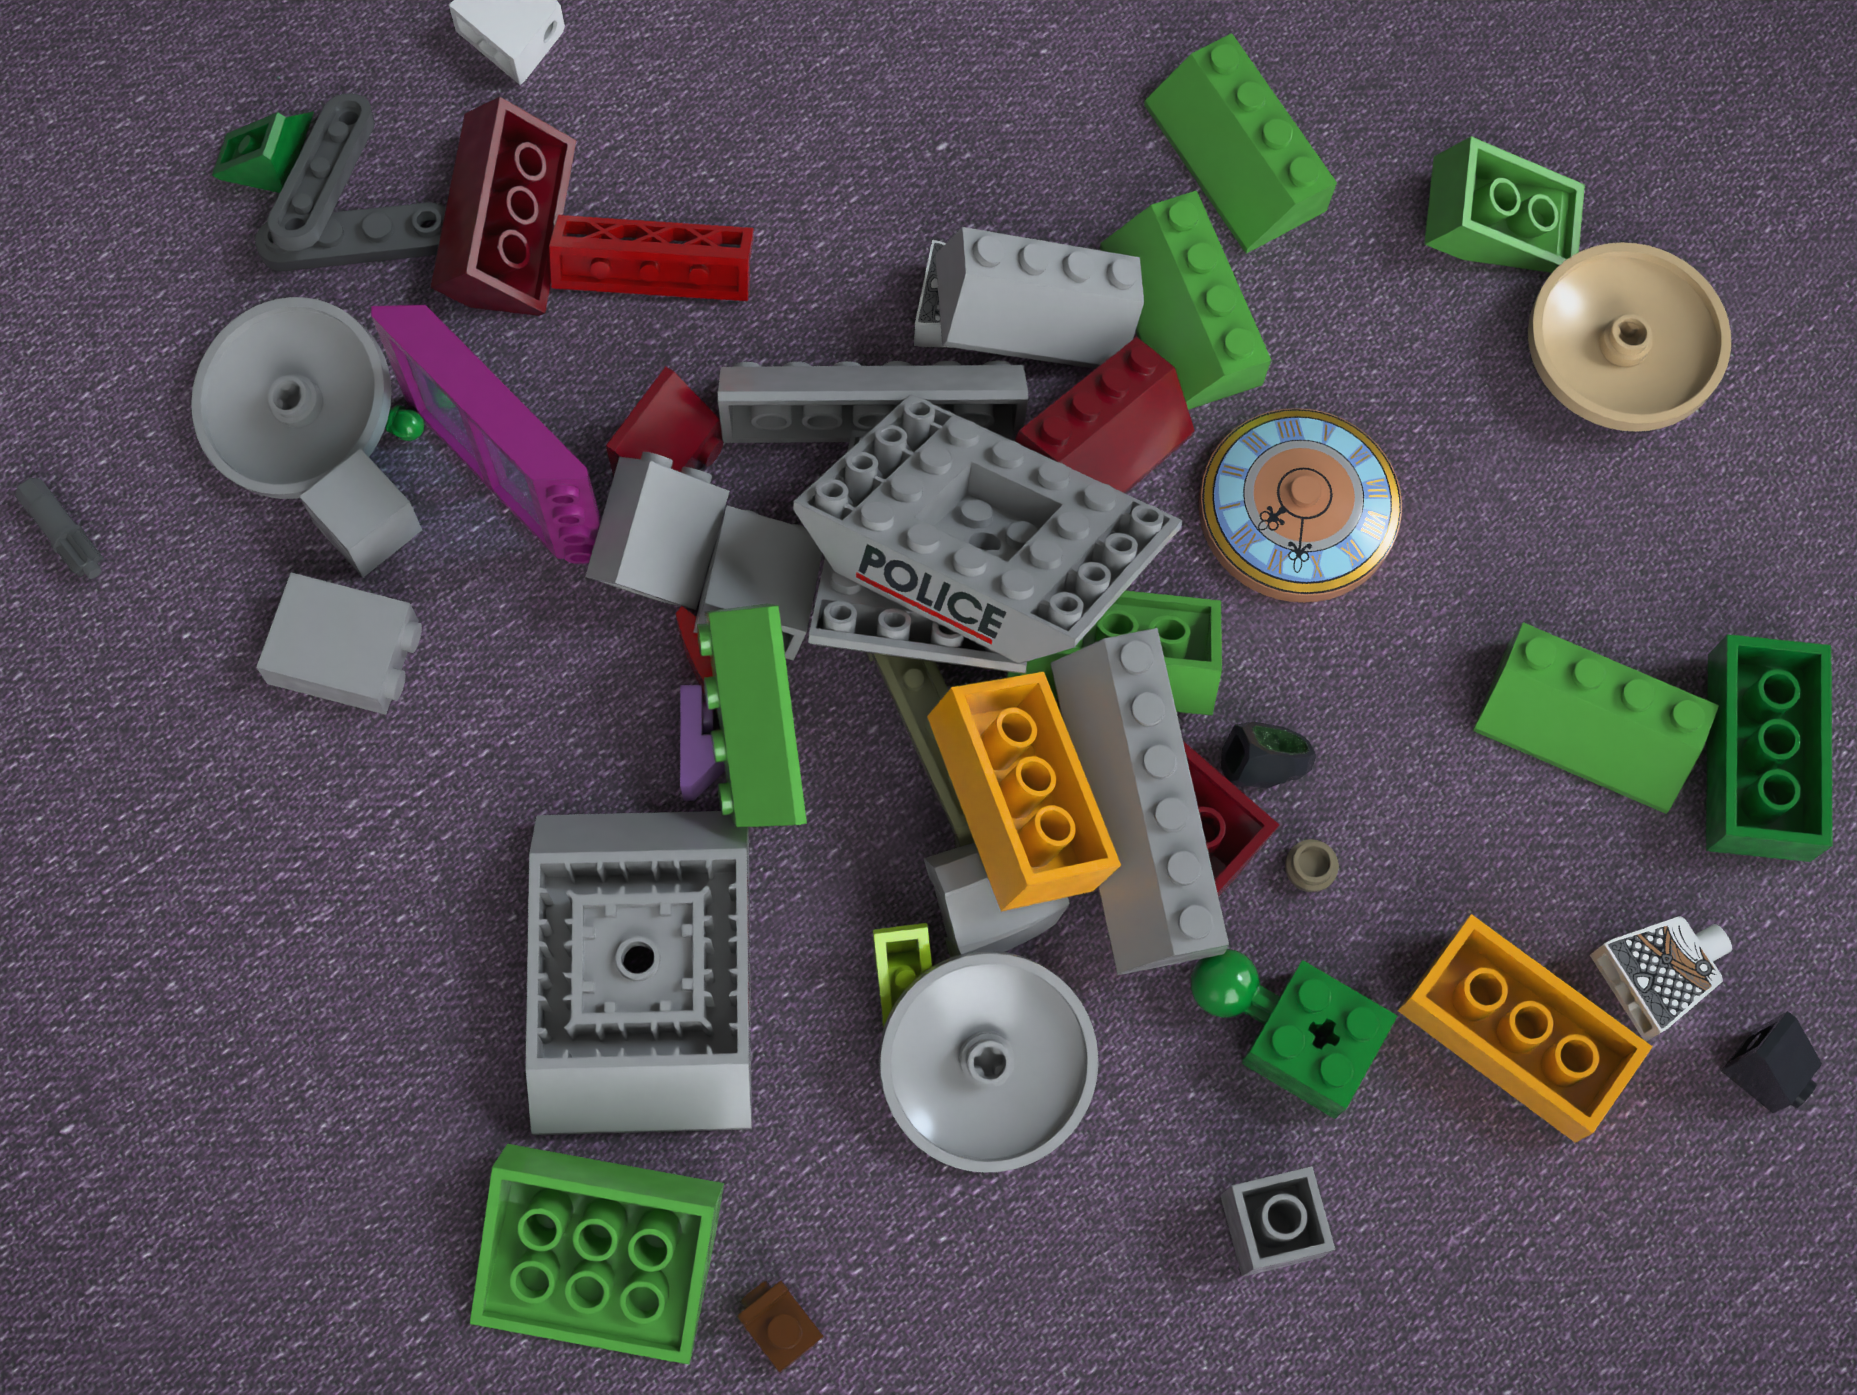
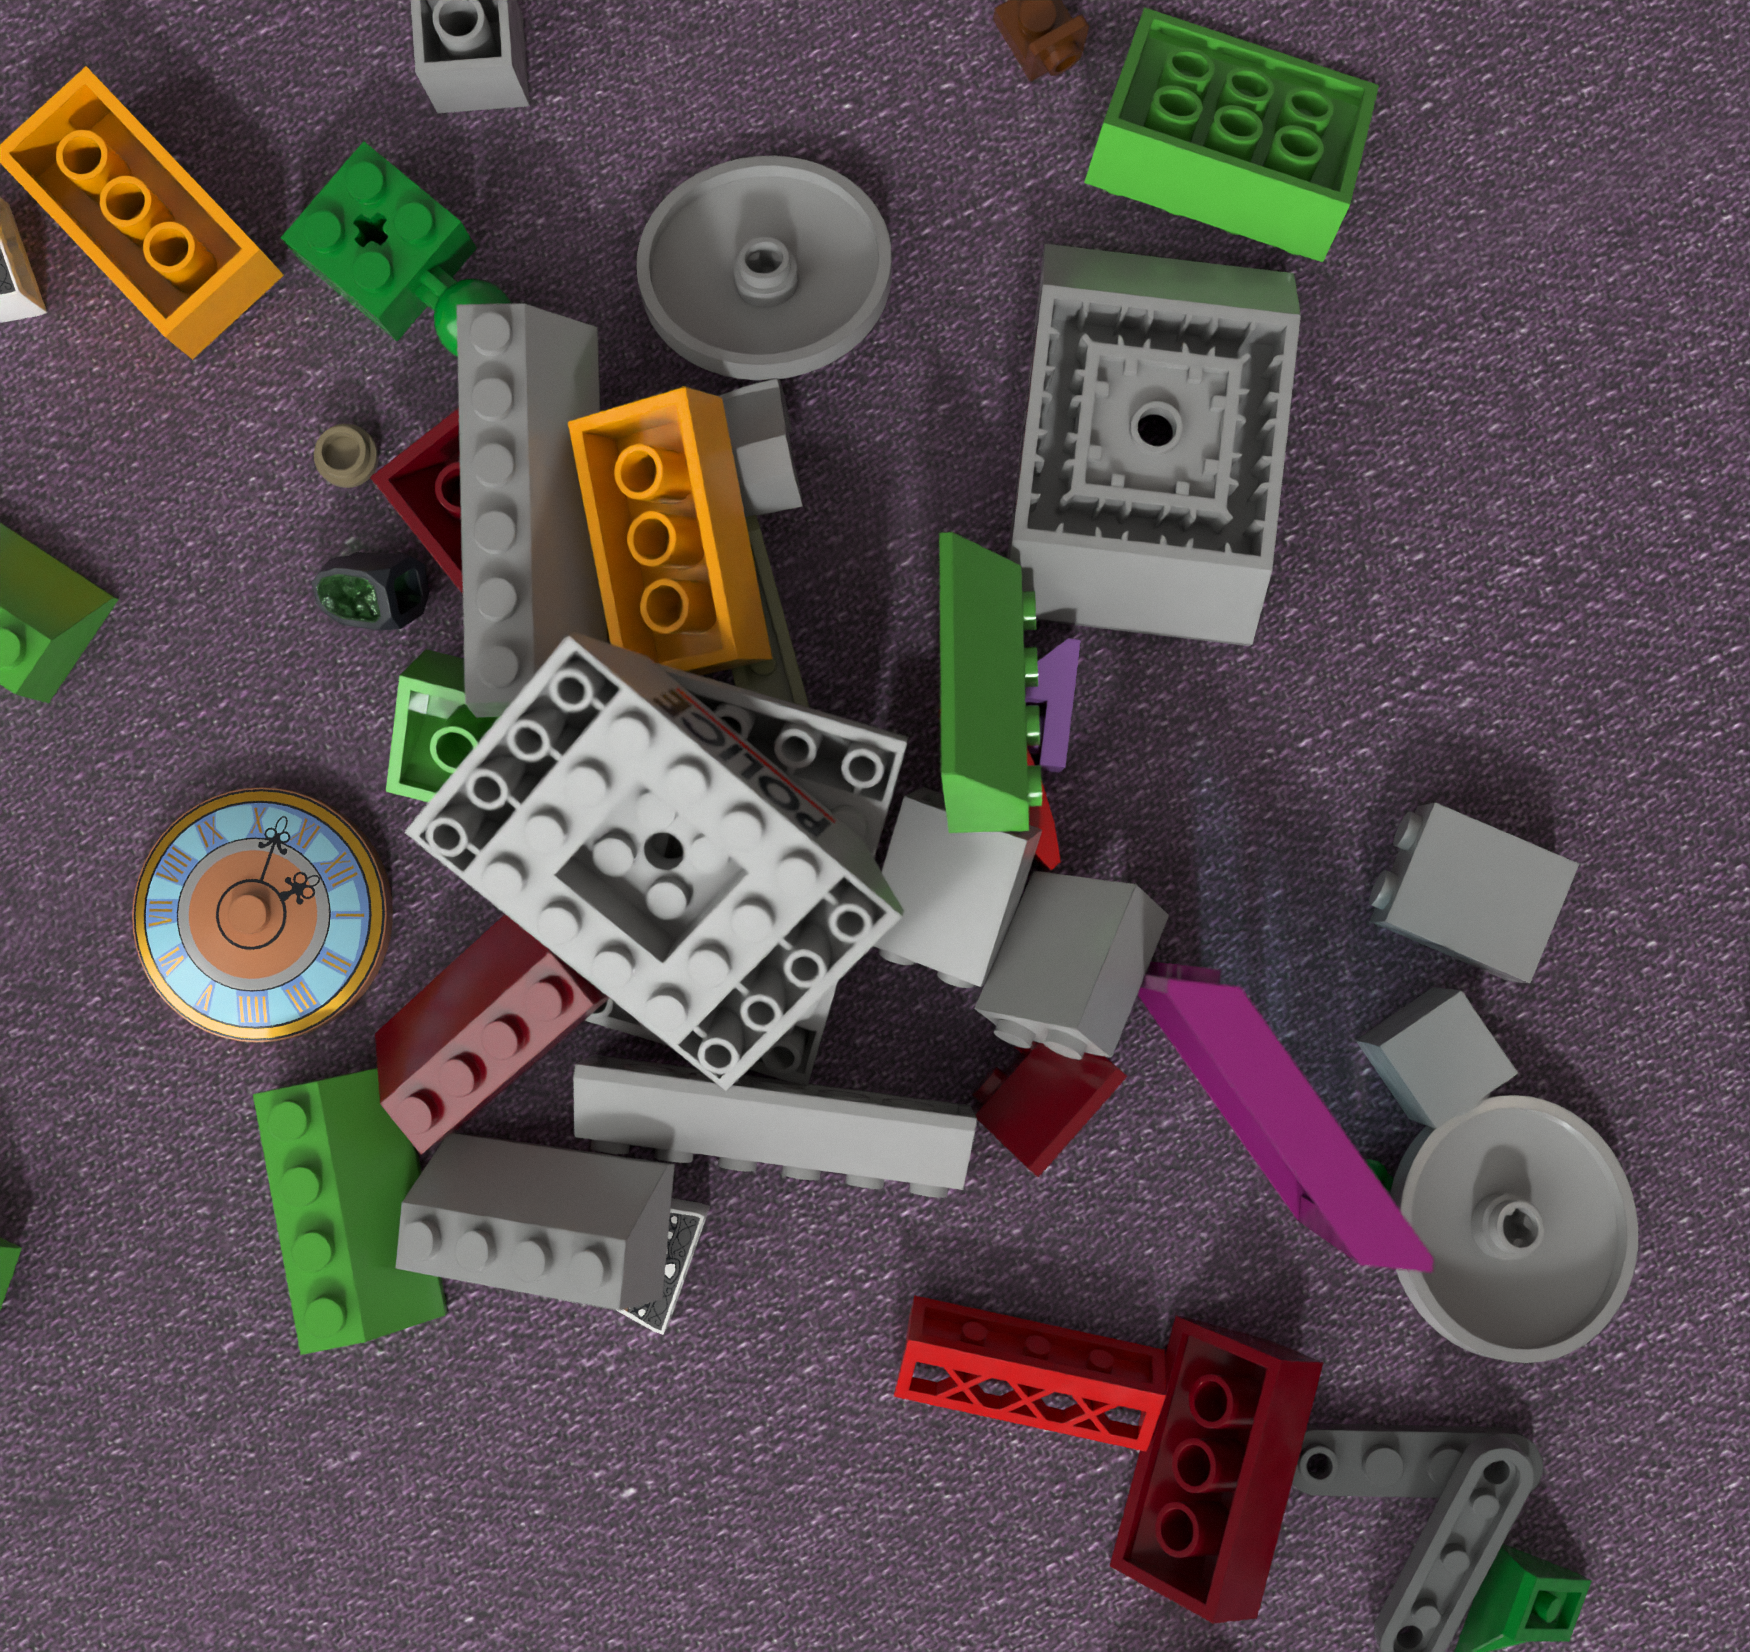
camera: 165 degrees left, 15 degrees up
(899, 958) = (847, 390): lime slope -> none
(1241, 144) = (231, 1432): bright green slope -> none

